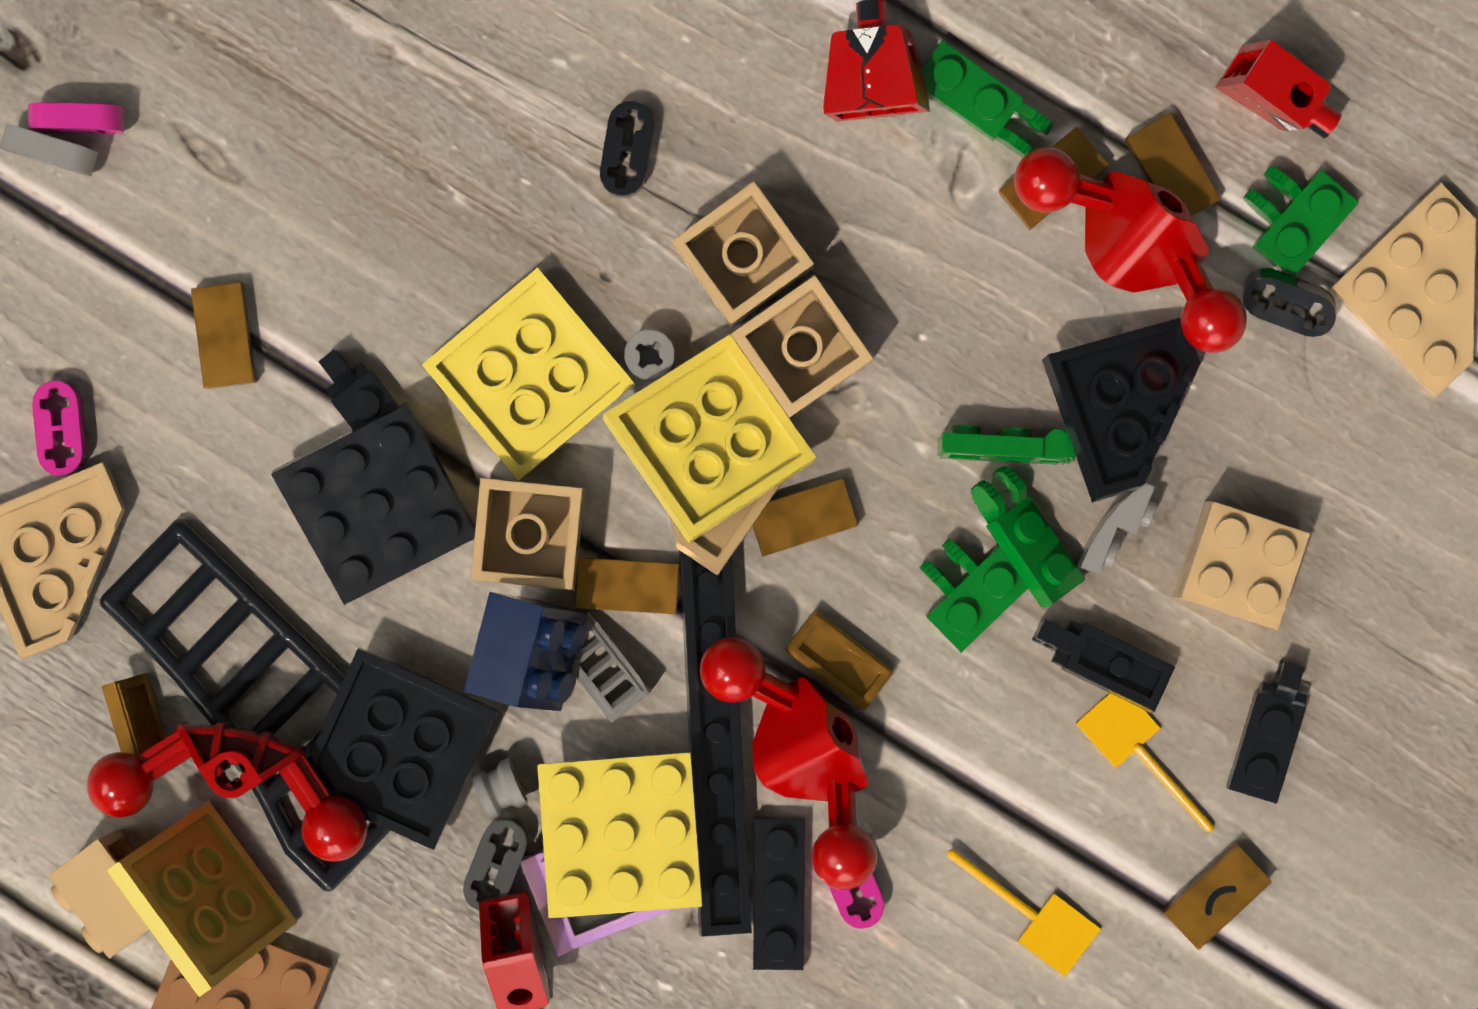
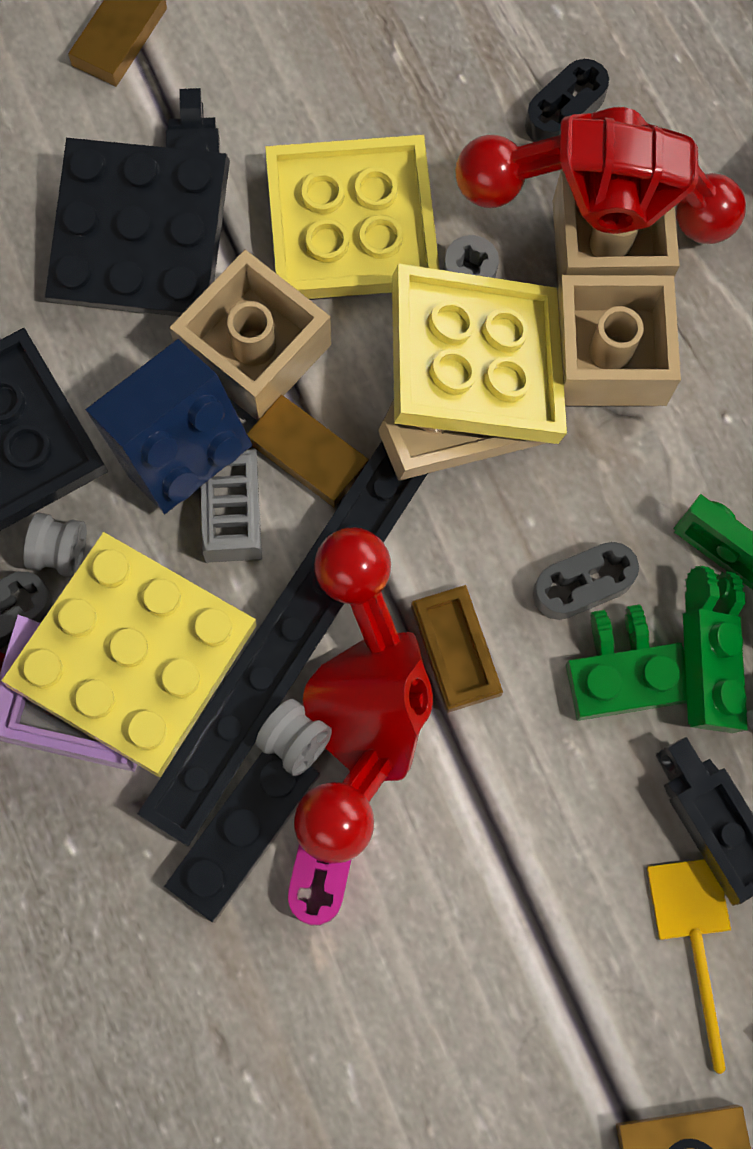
camera: 35 degrees right, 15 degrees down
(715, 228) = (617, 170): none -> red piece
(772, 812) = (293, 737): none -> light grey wheel
(804, 517) = (512, 498): pearl gold tile -> none
(910, 552) = (580, 569): none -> dark grey beam
(1055, 933) = (493, 1065): yellow piece -> none

